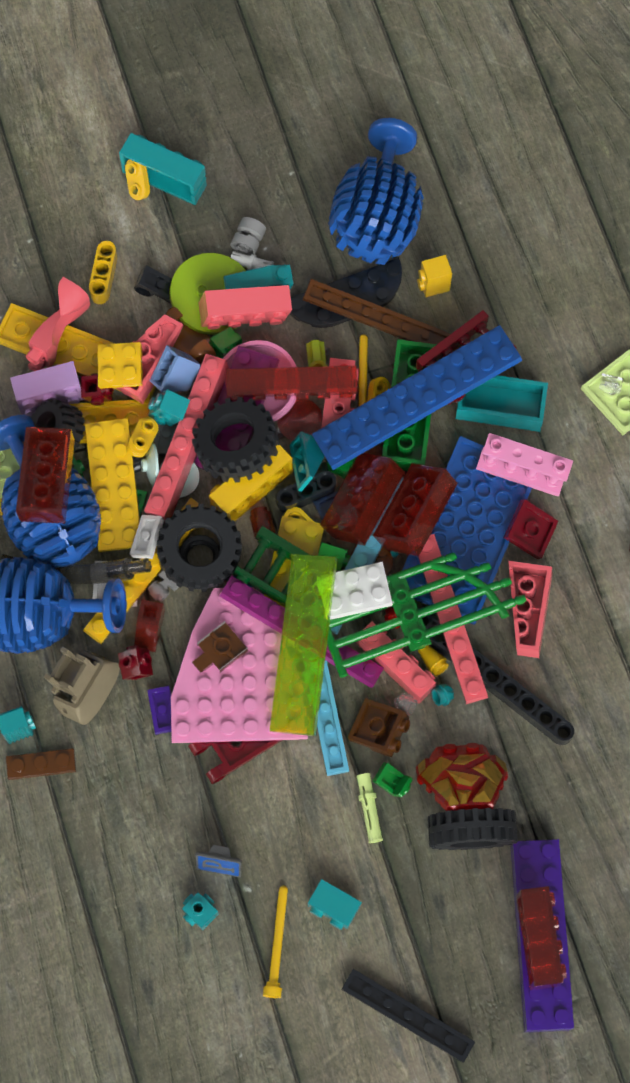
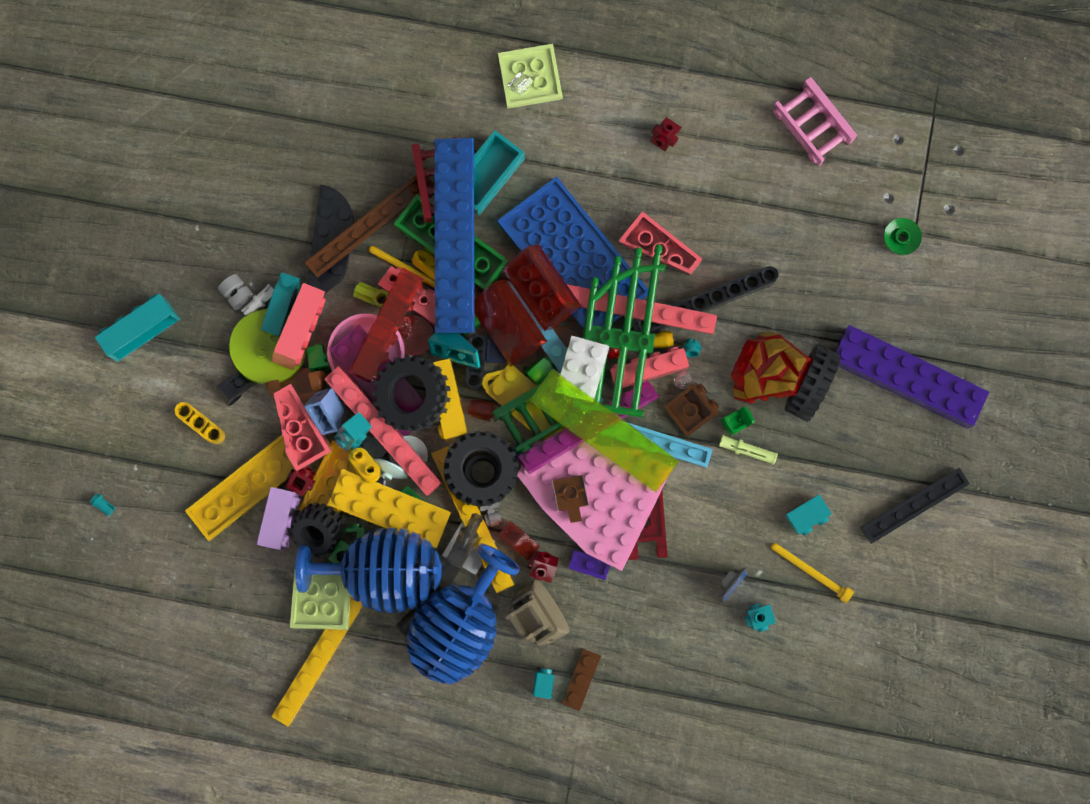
camera: 60 degrees left, 10 degrees up
(45, 341) = (240, 500): coral hips -> none
(45, 475) = (370, 559): clear red brick -> none
(120, 365) = (296, 451): yellow plate -> none
(137, 179) = (135, 353): yellow plate -> none
(146, 536) = (449, 504): white plate -> none
(376, 202) = (268, 175): blue plant -> none
(435, 276) = (355, 165): yellow brick -> none
(524, 464) = (552, 185): bright pink fence -> none
(531, 529) = (600, 209): dark red plate -> none
(540, 938) = (920, 379): clear red brick -> none

